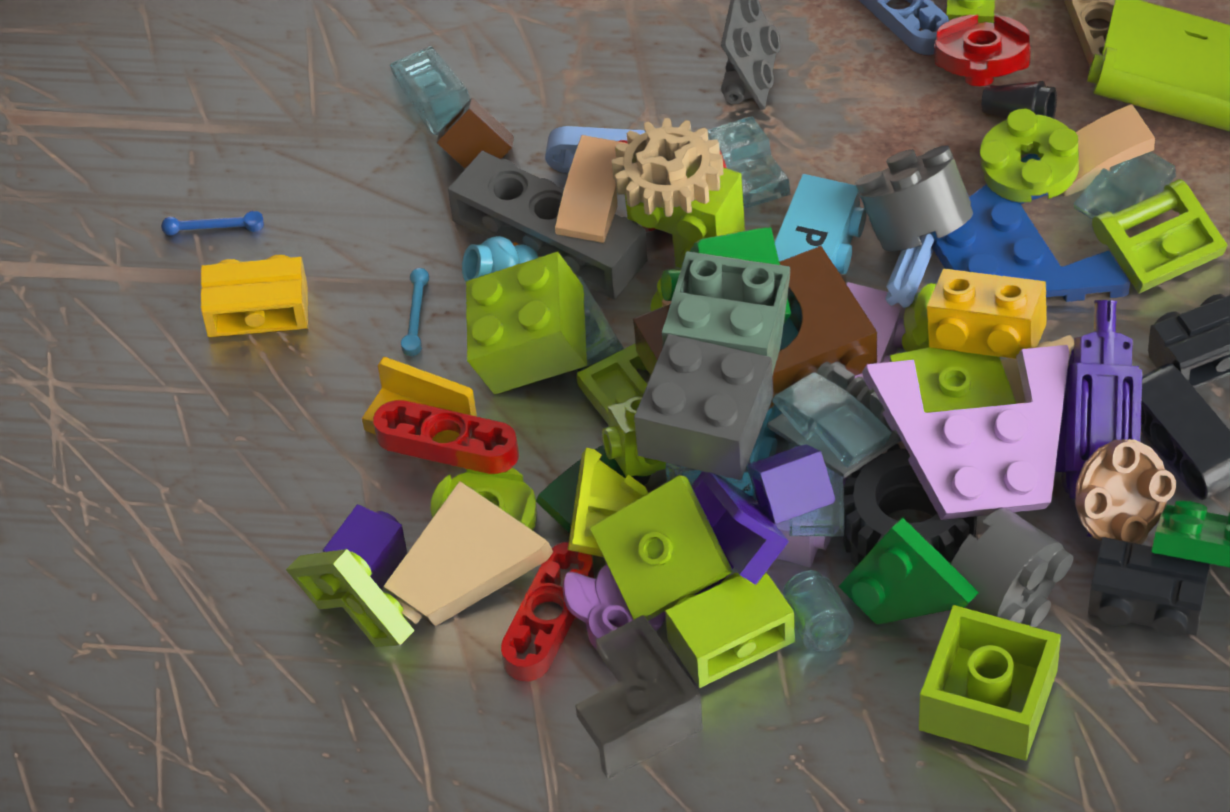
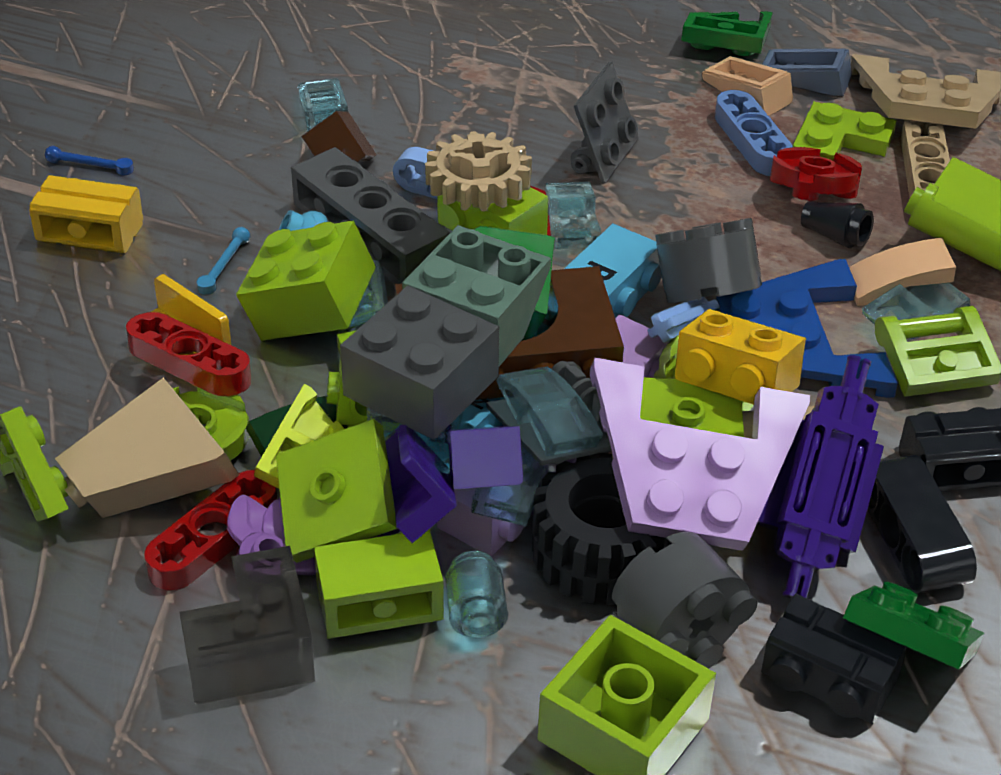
camera: 10 degrees right, 10 degrees down
(375, 538) = (66, 420): dark purple brick -> none
(589, 191) = (405, 197): light nougat slope -> none
(905, 579) = (572, 578): green wing -> none
(1029, 134) = (831, 259): lime plate -> none
(1123, 491) = (829, 551): medium nougat dish -> none

